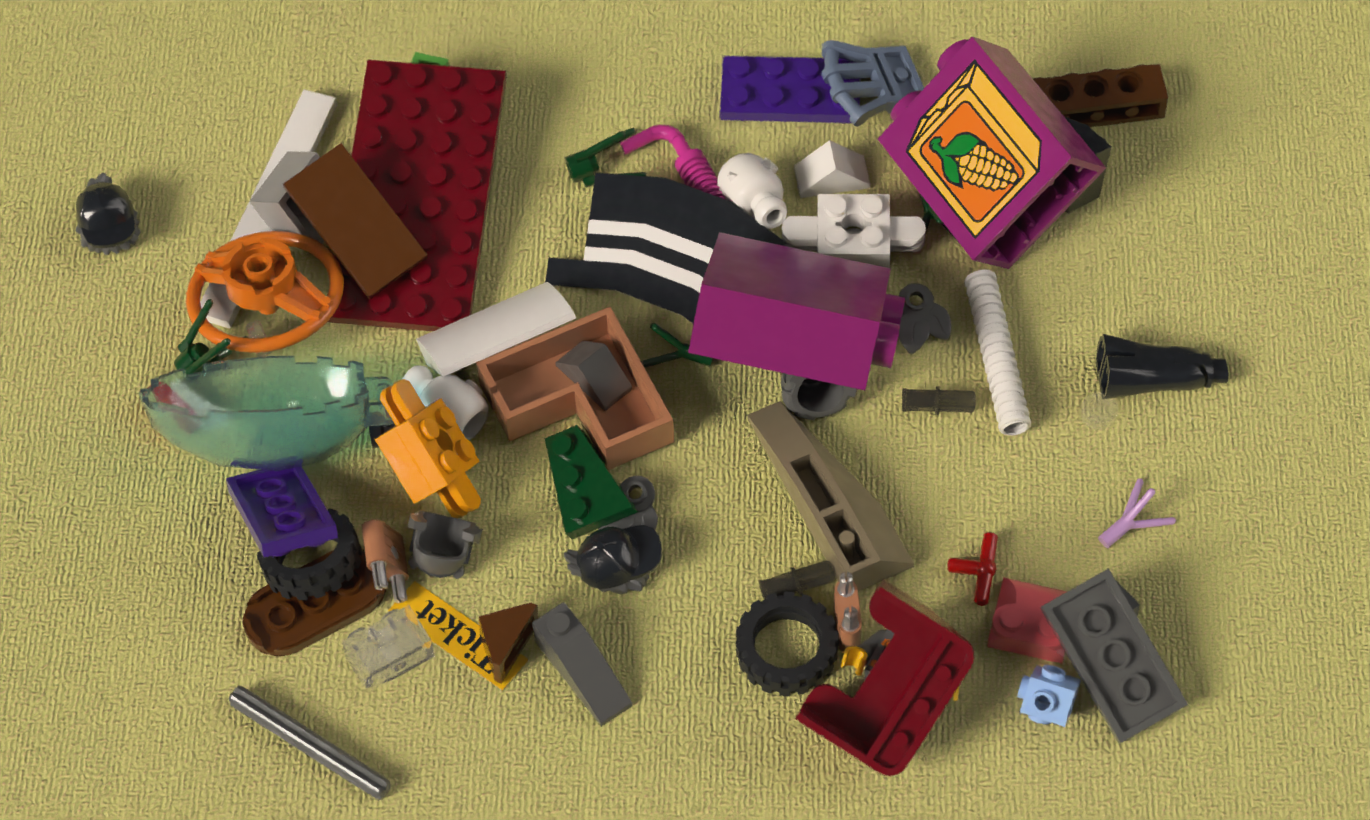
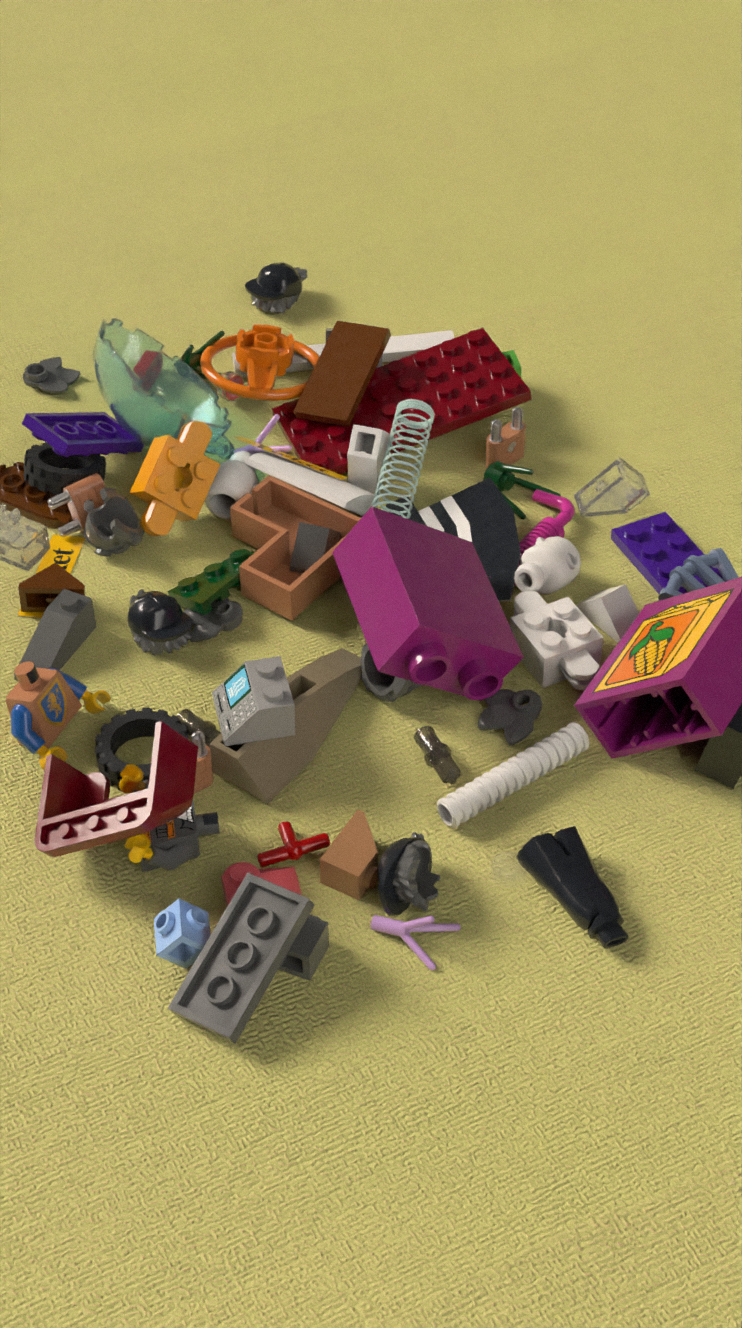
camera: 60 degrees right, 15 degrees down
(102, 506) = (50, 376): none -> dark grey plate
(388, 355) = (253, 450): none -> lavender plant
(447, 332) = (291, 458): none -> yellow sticker
(482, 187) = (409, 403): none -> light aqua piece
(495, 261) = (366, 456): none -> white slope
(541, 134) = (506, 442): none -> nougat piece
(669, 84) = (612, 491): none -> clear slope
(691, 708) = (44, 706): none -> torso
(830, 512) = (255, 703): none -> light grey slope
(1028, 523) = (351, 859): none -> medium nougat slope
(1075, 487) = (406, 875): none -> dark grey hair

